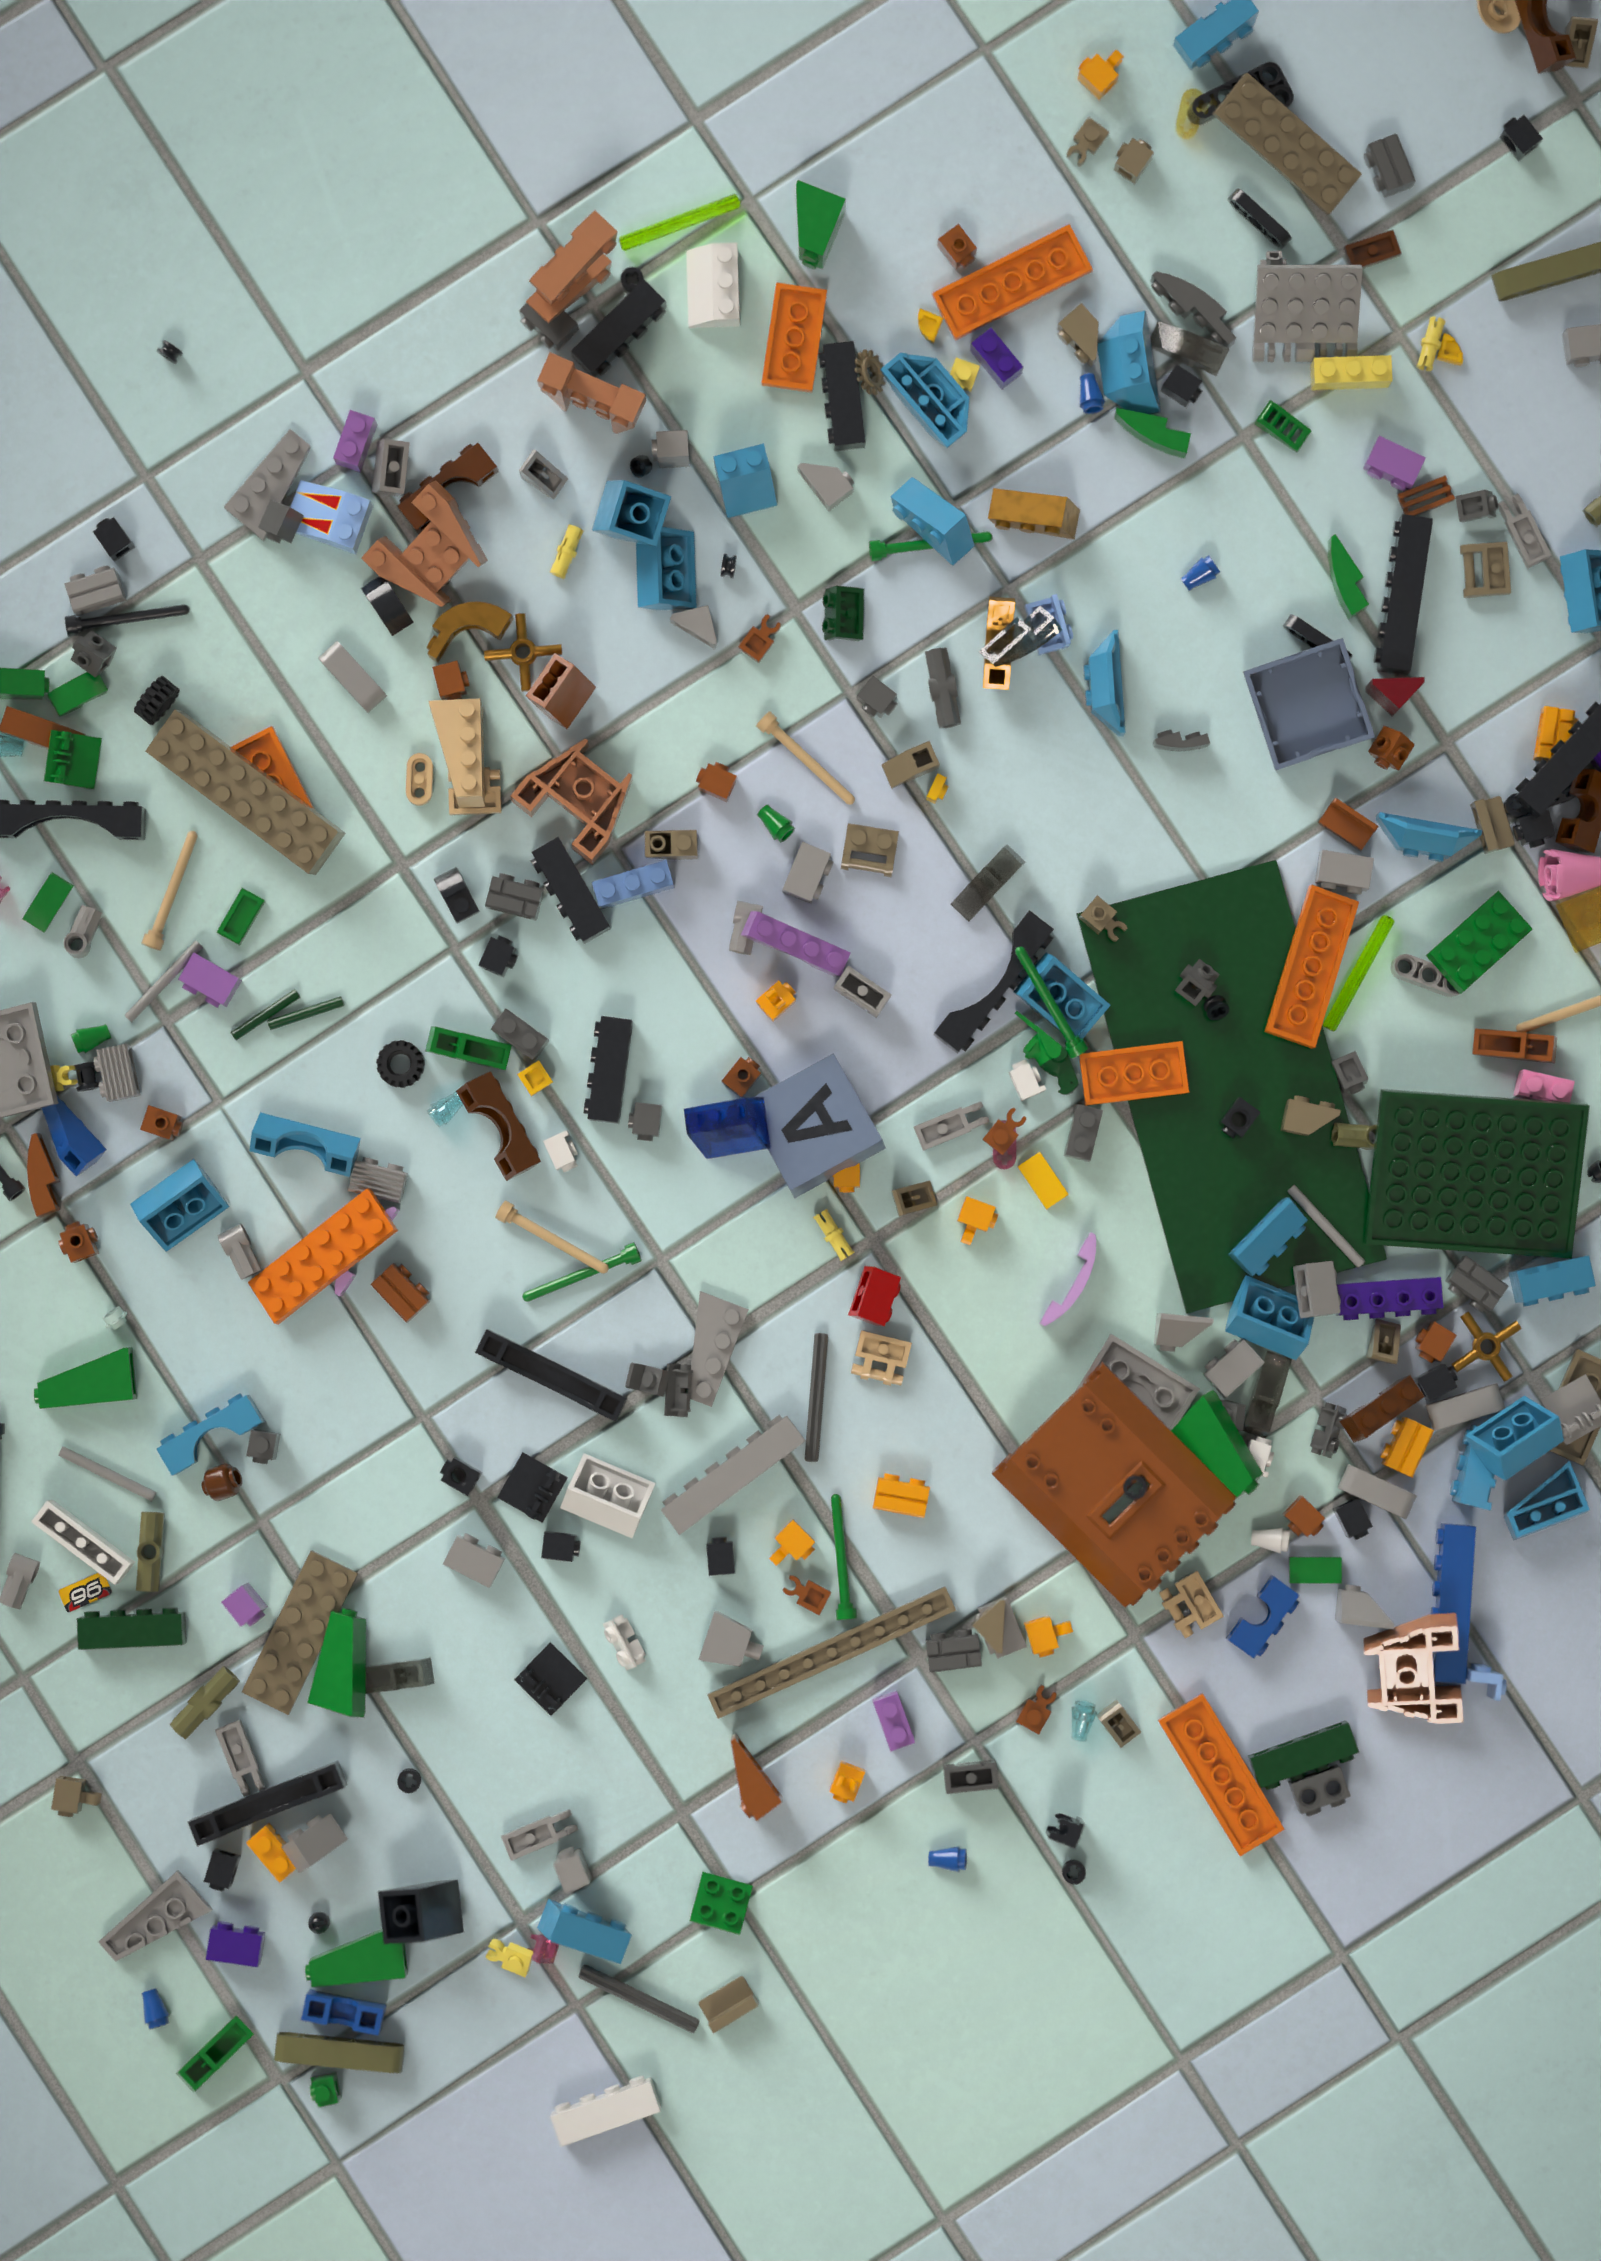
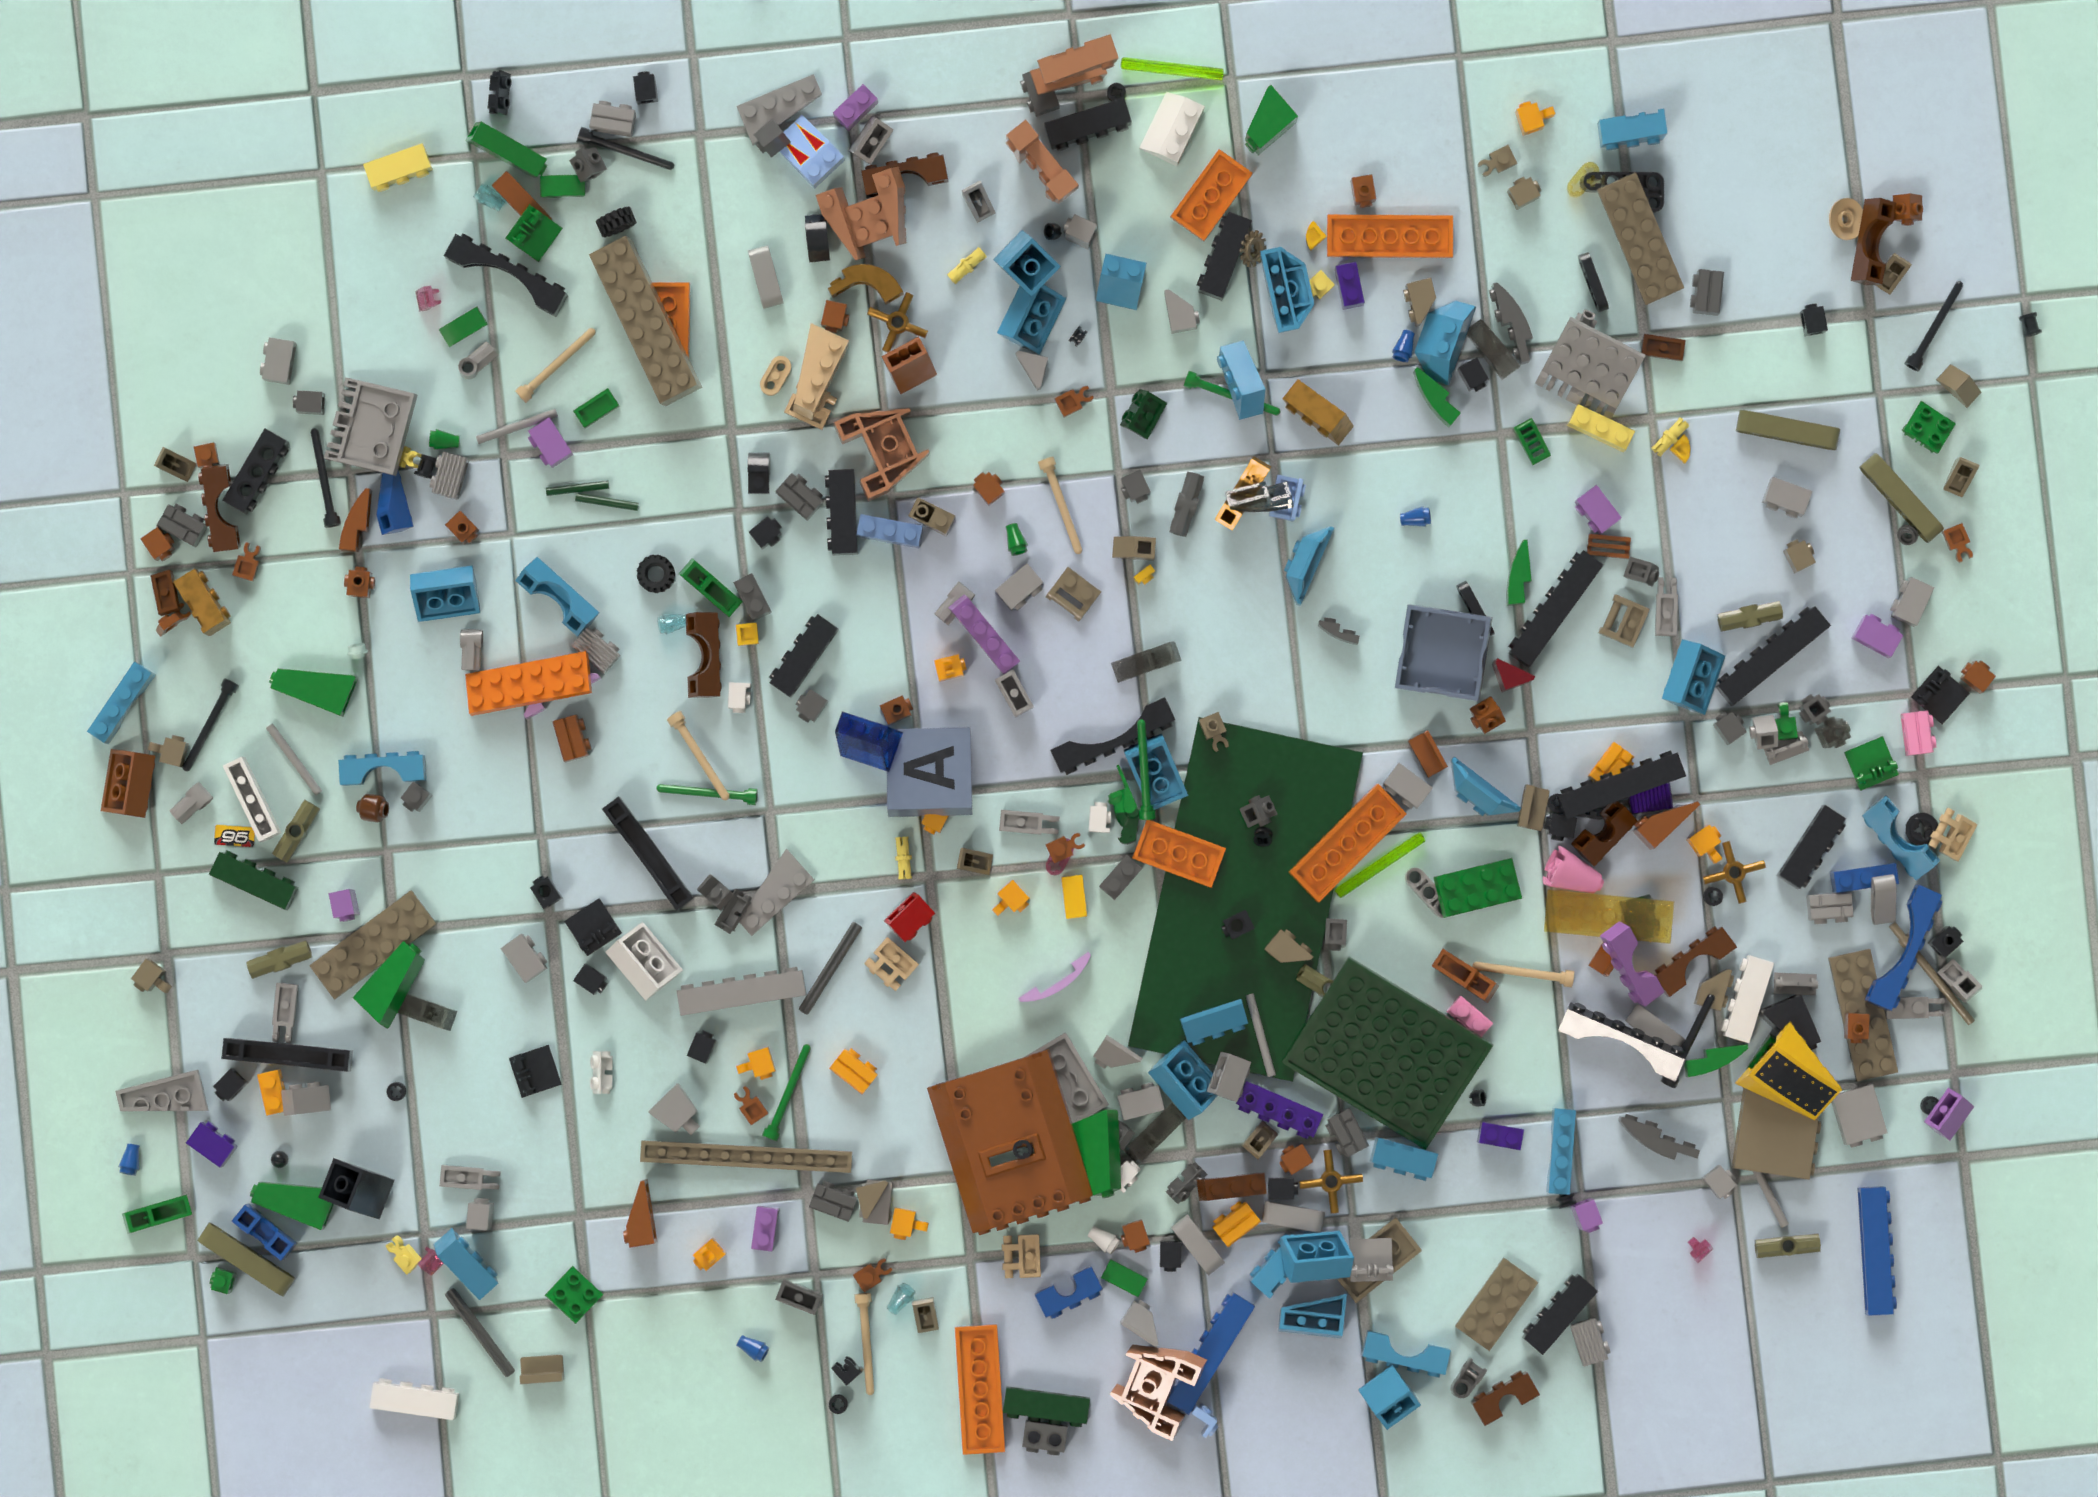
camera: 25 degrees right, 0 degrees up
(1043, 1745) = (863, 1302): none -> tan piece

